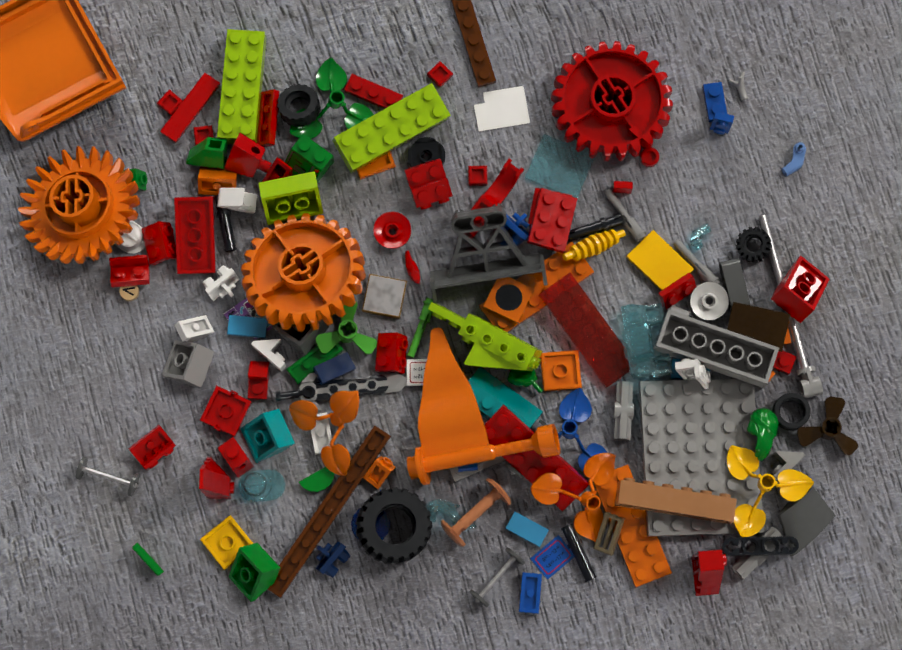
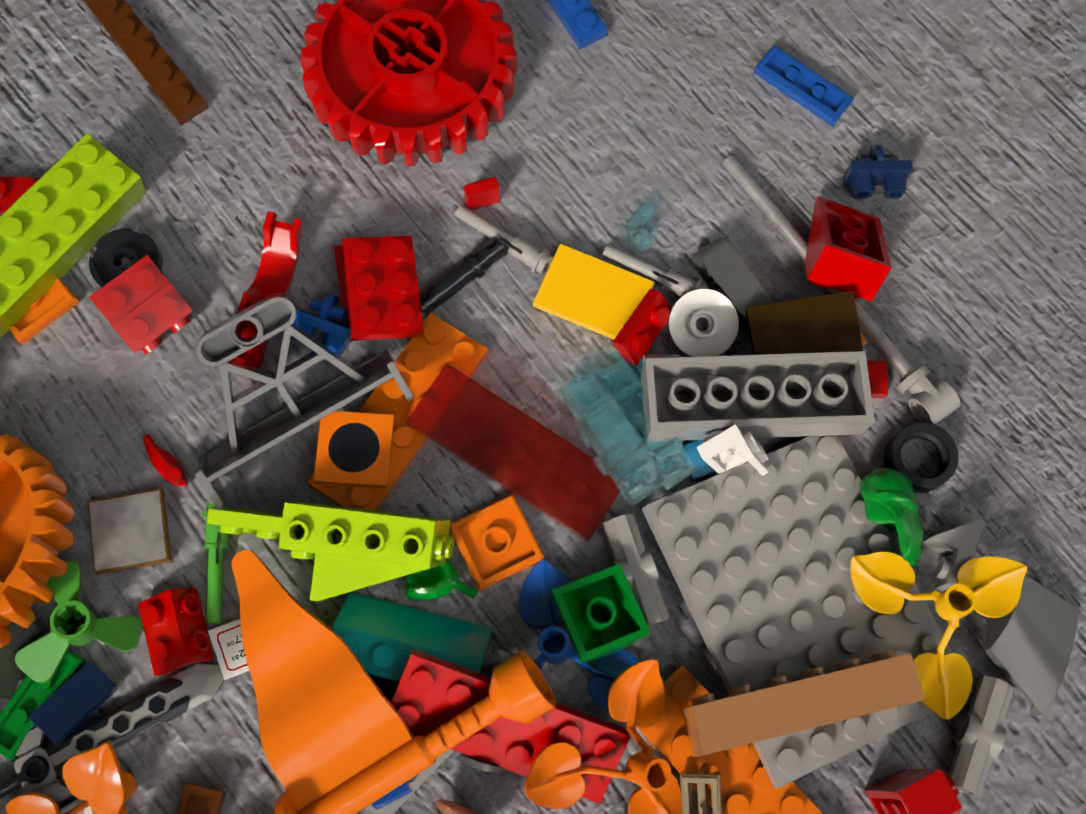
camera: 25 degrees left, 5 degrees down
(390, 221) = (93, 398): red dish -> none
(439, 74) = (107, 125): red tile -> none
(477, 175) = (228, 264): red tile -> none
(502, 109) = (233, 145): white sticker -> none
(559, 166) = (363, 199): clear light blue piece -> none
(594, 245) = (469, 303): yellow piece -> none
(597, 424) = (600, 613): none -> green slope
(649, 157) = (507, 133): red tile -> none
(721, 123) = (603, 33): blue plate -> none
(751, 233) = (736, 186): black tyre -> none
(759, 546) = (987, 728): black beam -> none
(797, 159) = (745, 54): medium blue arm -> none
(822, 189) = (803, 85): none -> blue tile
(833, 409) = (989, 427): dark brown piece -> none
(839, 252) = (877, 170): none -> dark blue hips

